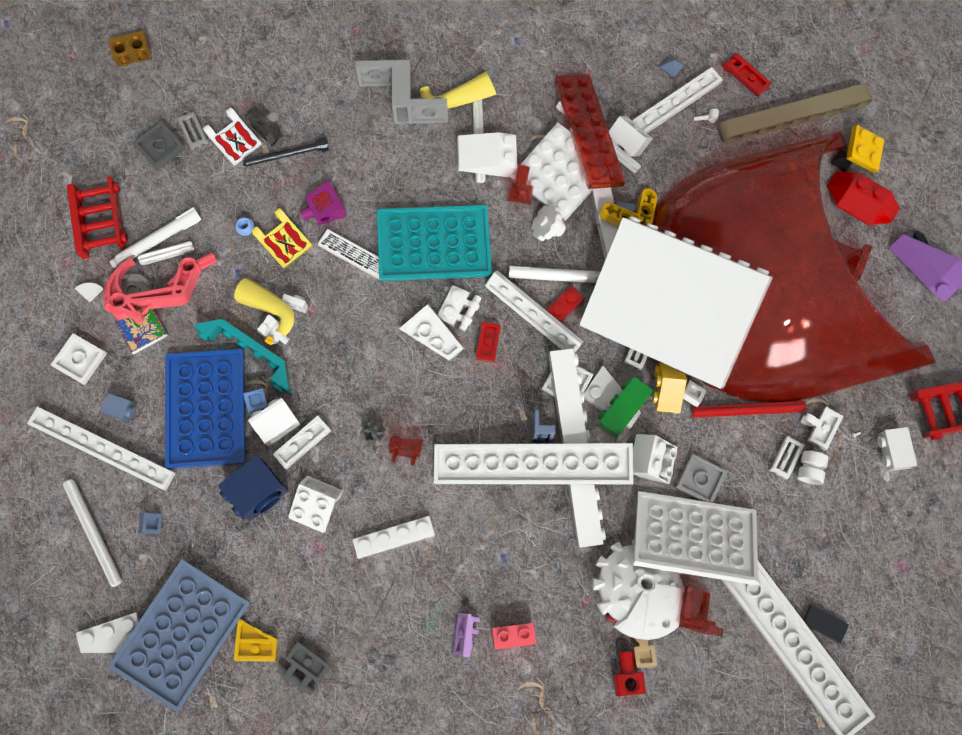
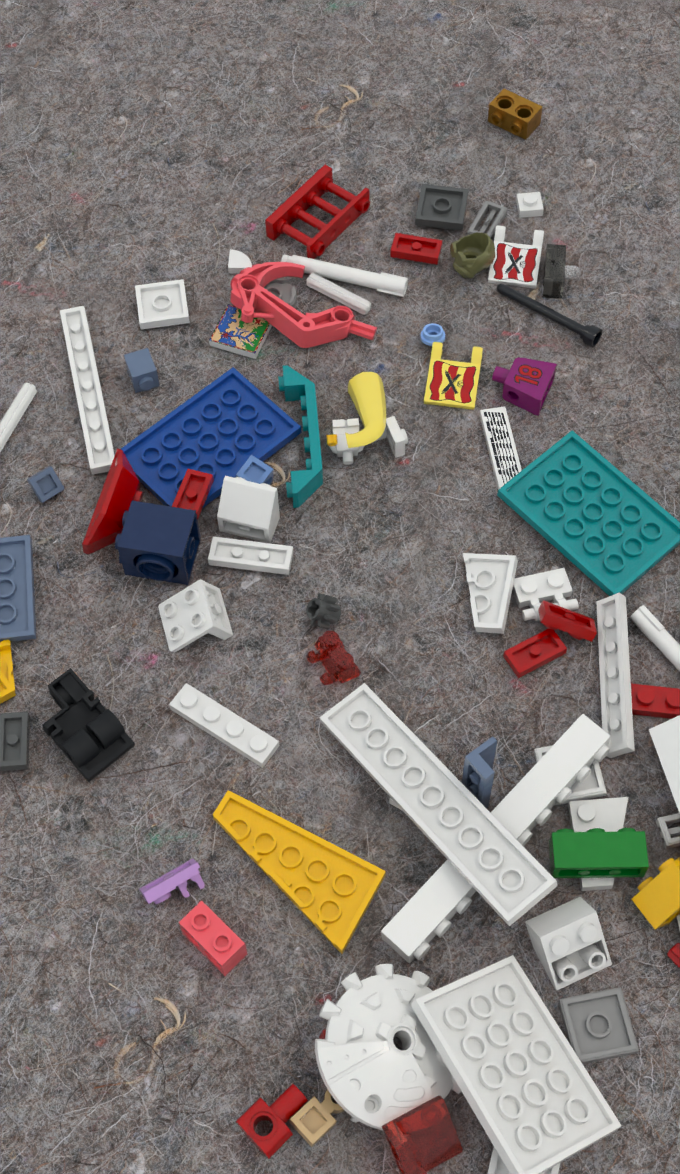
camera: 55 degrees right, 15 degrees down
(175, 184) = (416, 248): none -> red plate
(202, 97) = (529, 204): none -> white plate
(203, 493) = (116, 496): none -> red wedge
(211, 159) = (472, 254): none -> olive hair
(237, 445) = (193, 491): none -> red plate
(337, 617) = (84, 728): none -> black plate
(486, 311) = (573, 623): none -> red plate
(521, 555) = (317, 876): none -> yellow wing

